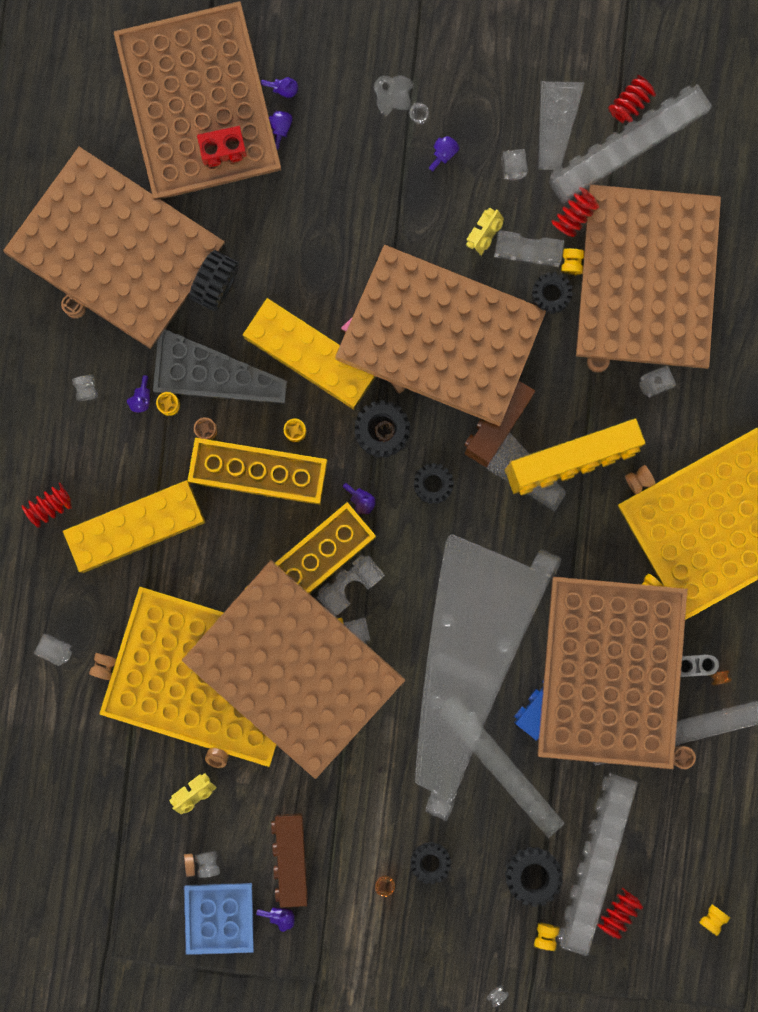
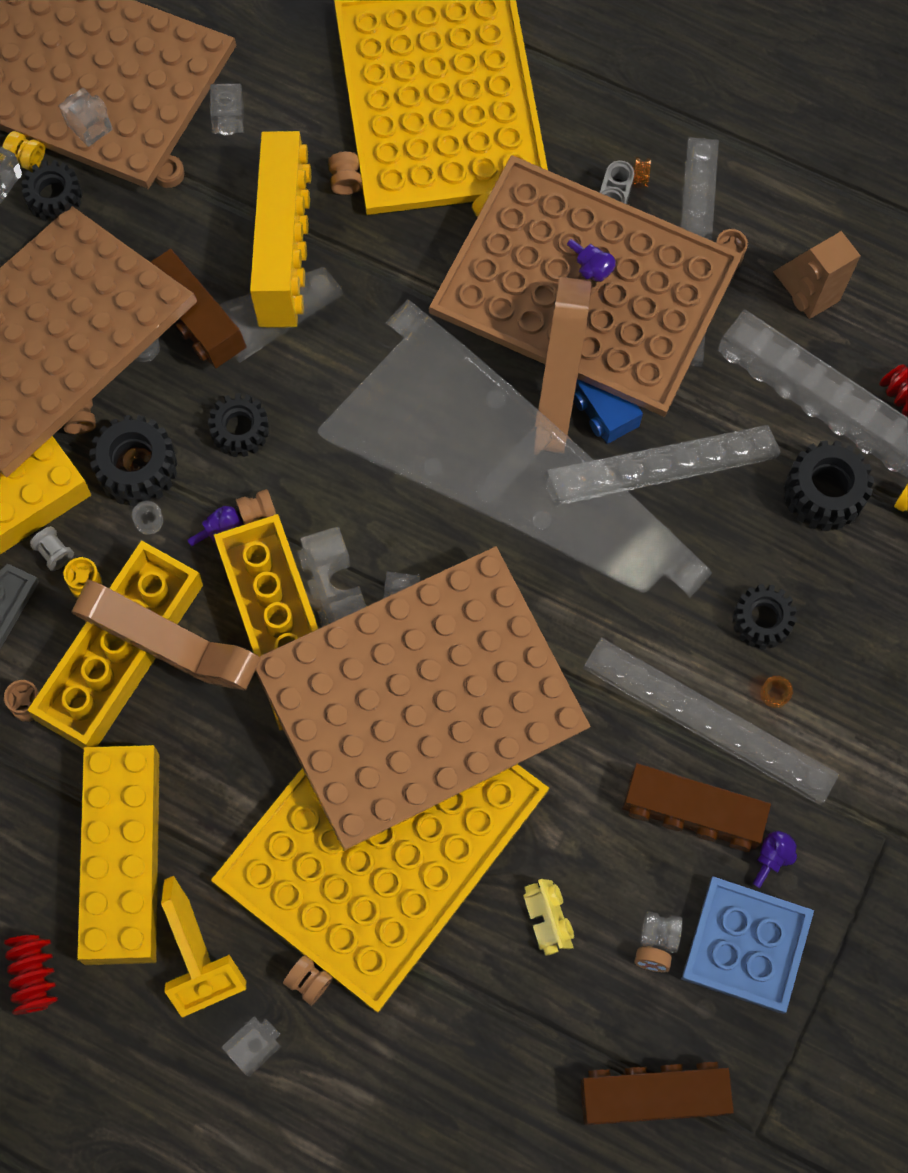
camera: 75 degrees left, 15 degrees down
(79, 607) = (206, 981): none -> yellow piece
(110, 893) = (656, 1095): none -> reddish brown brick
(216, 758) = (508, 859): medium nougat tile -> none
(266, 506) = (165, 640): none -> medium nougat beam
(307, 402) = (51, 548): none -> light grey bush
(350, 851) = (711, 721): none -> clear plate
(355, 456) = (145, 507): none -> clear bush
(380, 518) = (256, 508): none -> medium nougat wheel
(553, 676) = (565, 350): none -> medium nougat beam
(606, 296) = (86, 116): none -> clear brick
(624, 674) = (593, 261): none -> dark purple piece
(682, 820) = (820, 274): none -> medium nougat wedge

